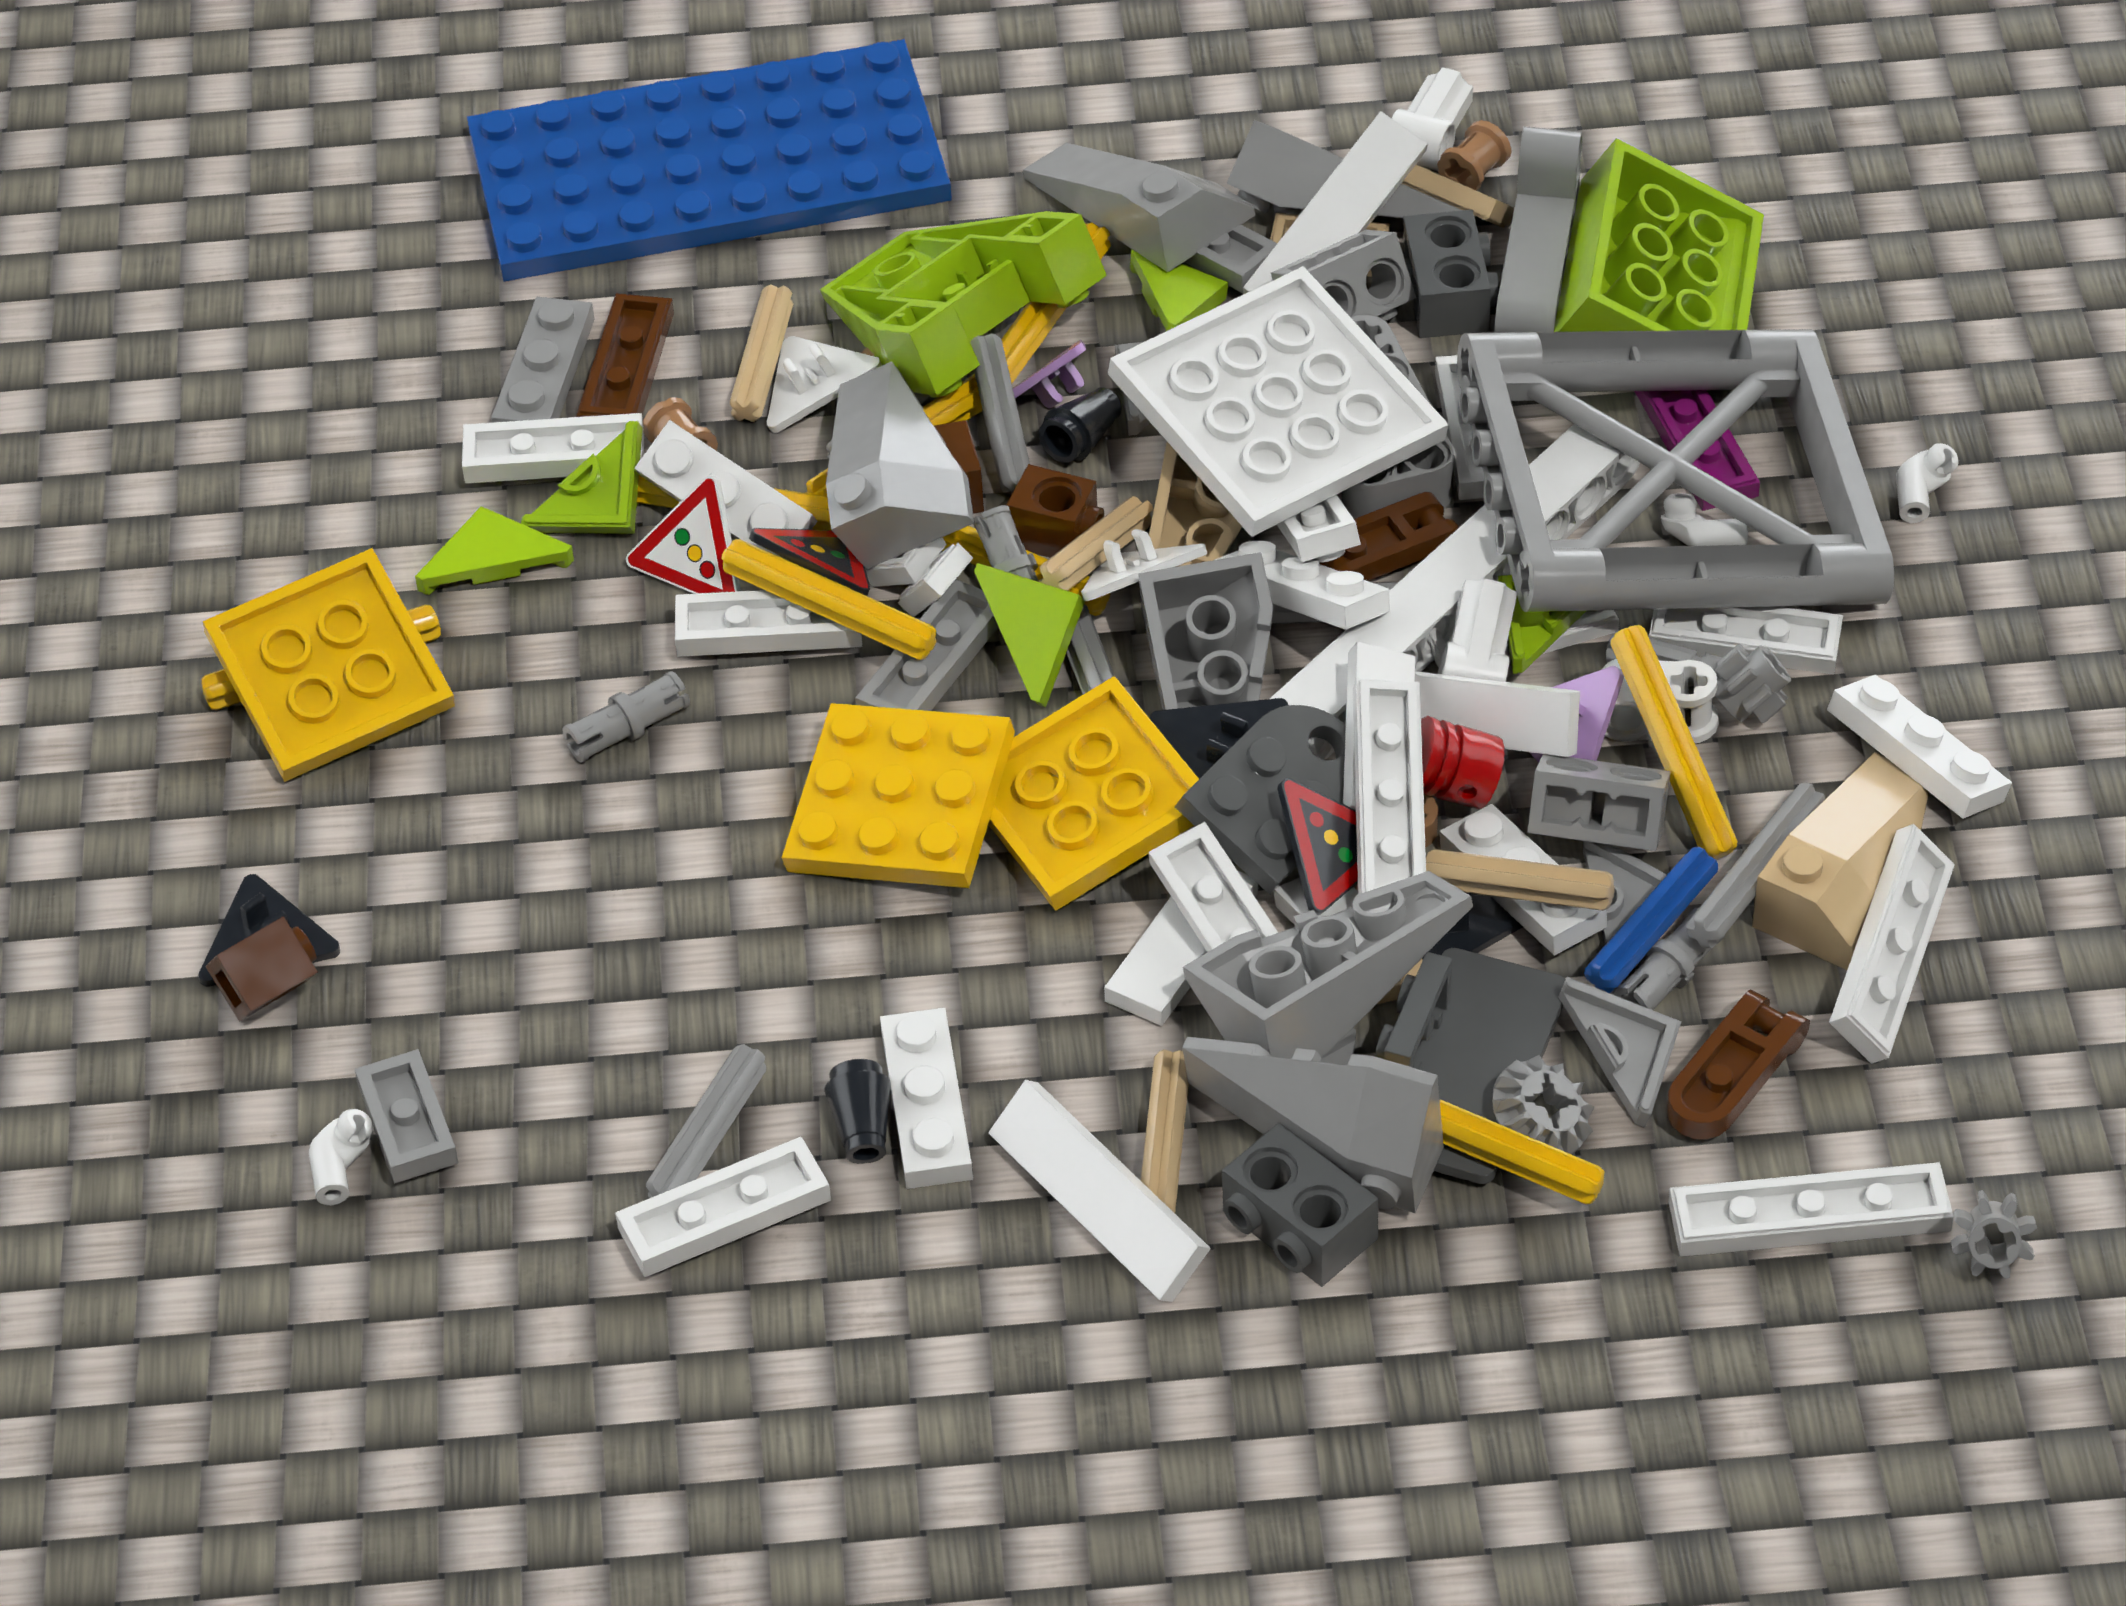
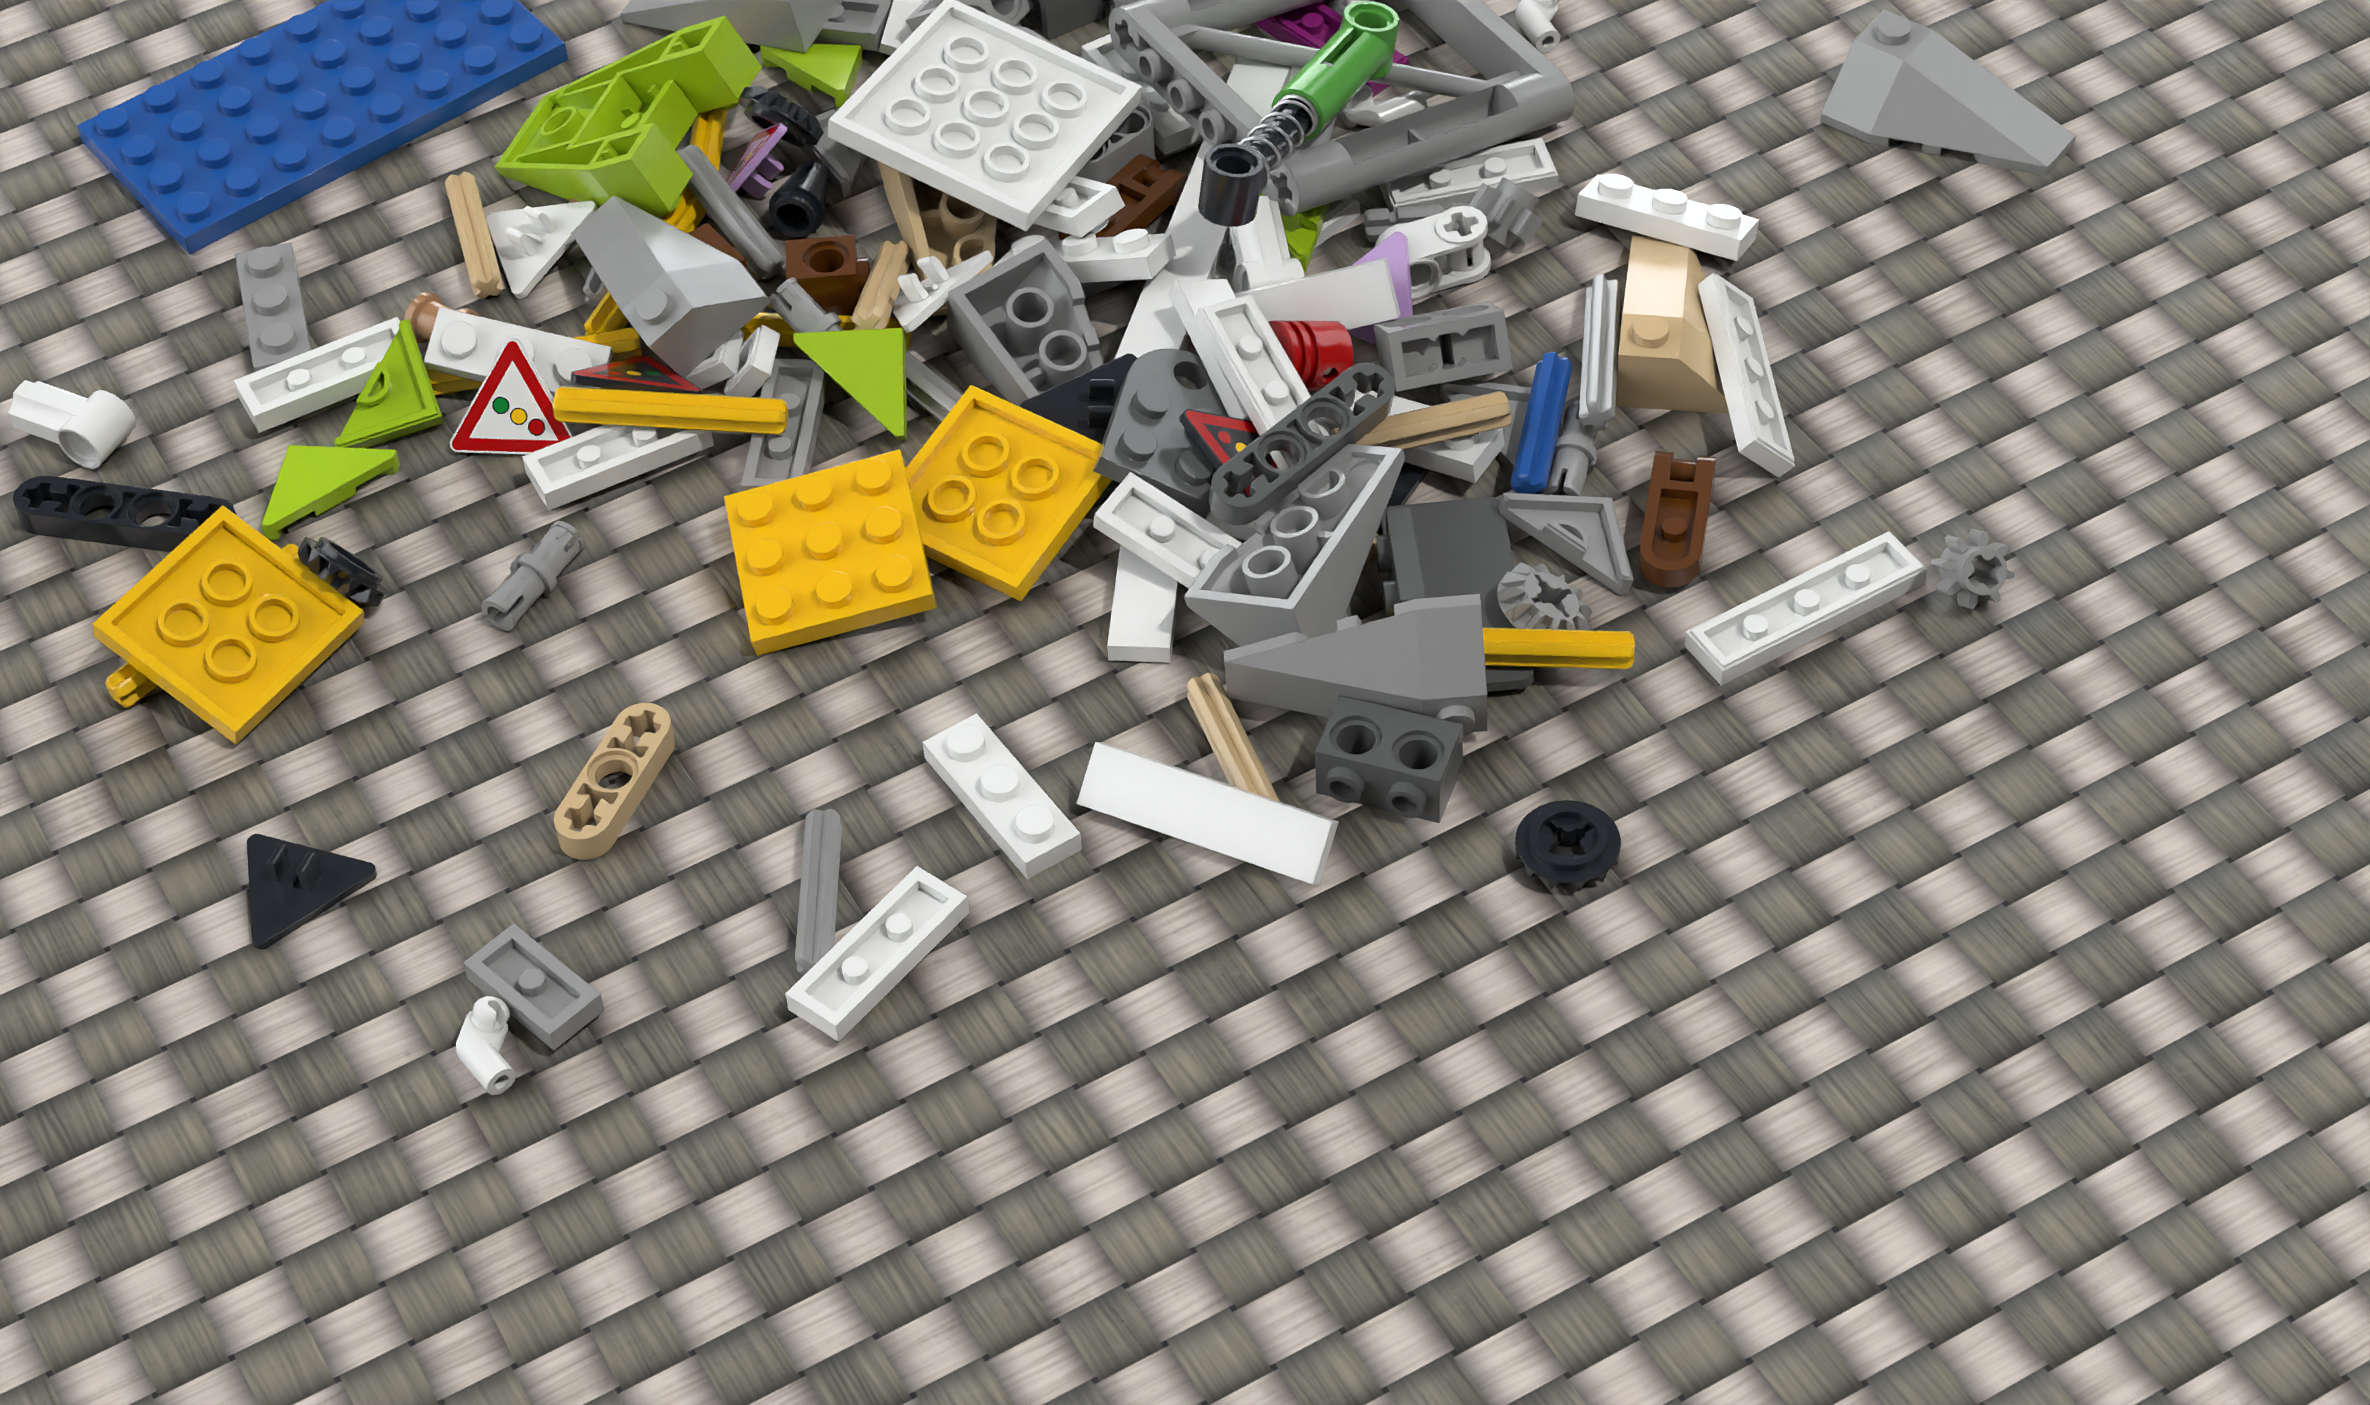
camera: 25 degrees left, 0 degrees up
(263, 967) = (322, 907): reddish brown brick -> none
(301, 529) = (59, 506): none -> black beam
(311, 419) = (81, 426): none -> white piece
(454, 649) = (342, 570): none -> black gear
(576, 970) = (617, 805): none -> tan beam
(627, 356) = (348, 276): reddish brown tile -> none
(860, 1106) = (952, 824): black cone -> none
(1091, 329) = (770, 108): none -> black gear
(1377, 845) = (1296, 438): none -> dark grey beam
(1443, 1340) = (1569, 823): none -> black gear
(1673, 741) = (1475, 273): yellow axle -> none
(1678, 462) = (1300, 111): none -> piece

